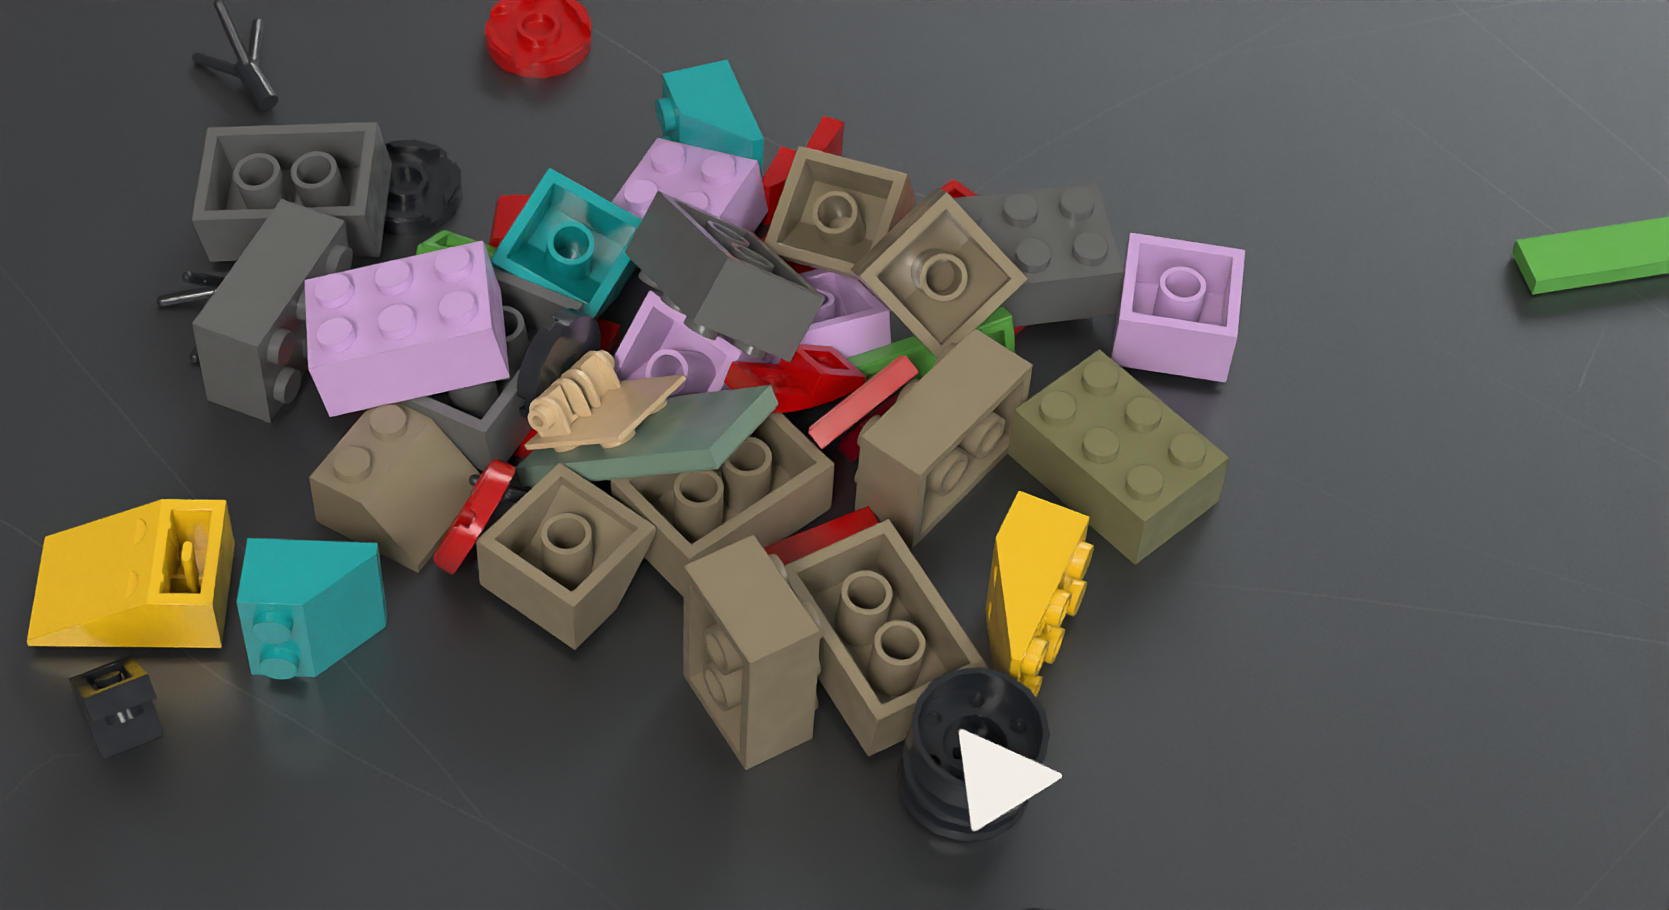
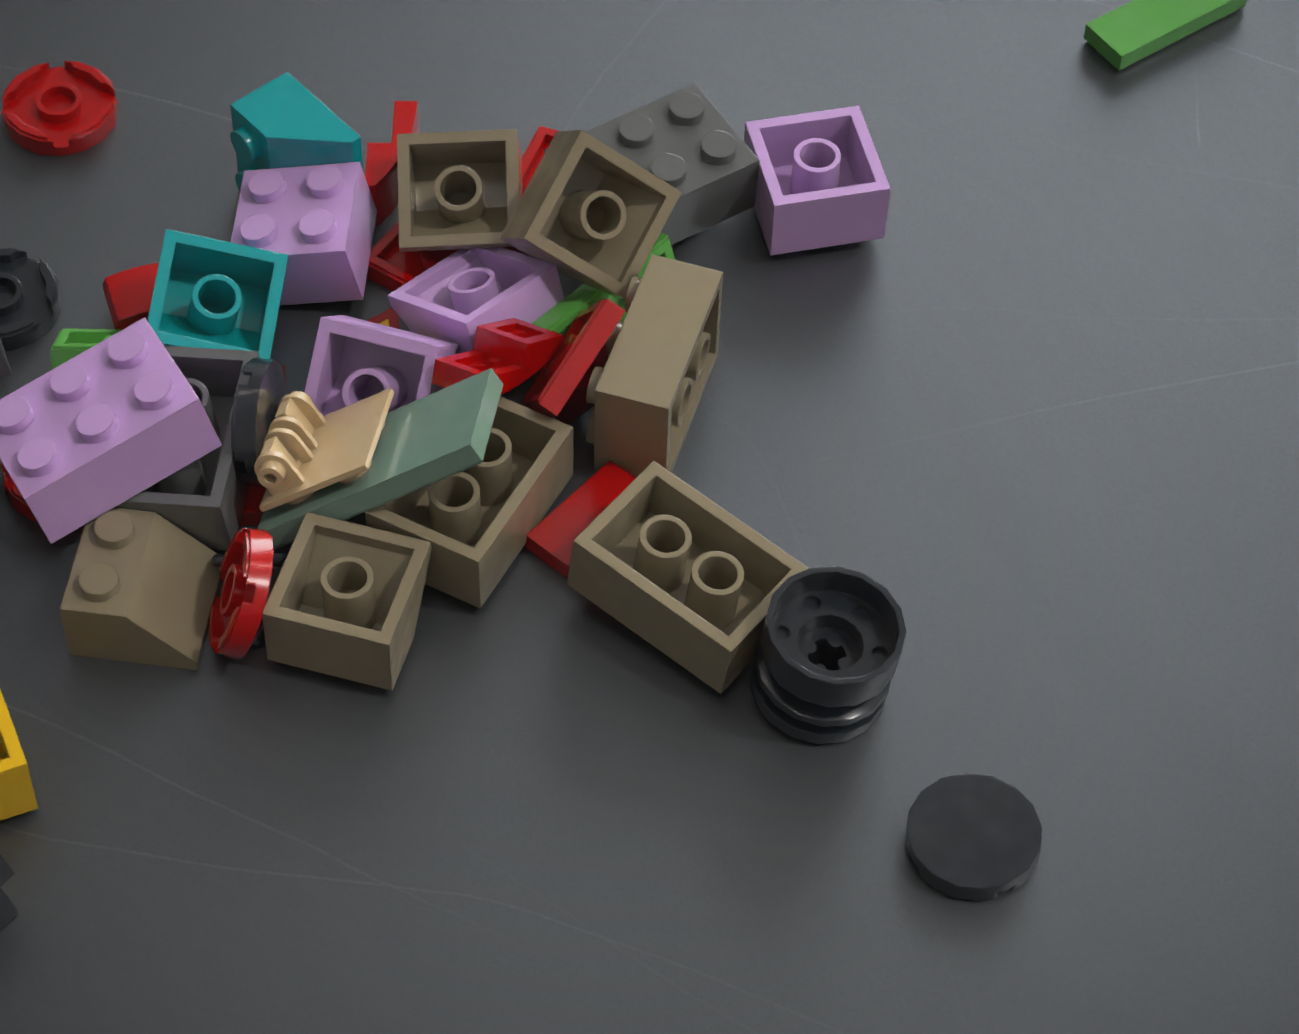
camera: 20 degrees left, 0 degrees up
(308, 603) = (117, 731): teal slope -> none
(723, 279) = (389, 283): dark grey brick -> none
(751, 650) = (582, 627): dark tan brick -> none
(998, 778) = (874, 664): white sticker -> none
(1034, 585) = (807, 479): yellow slope -> none
(1117, 456) = (822, 336): olive brick -> none

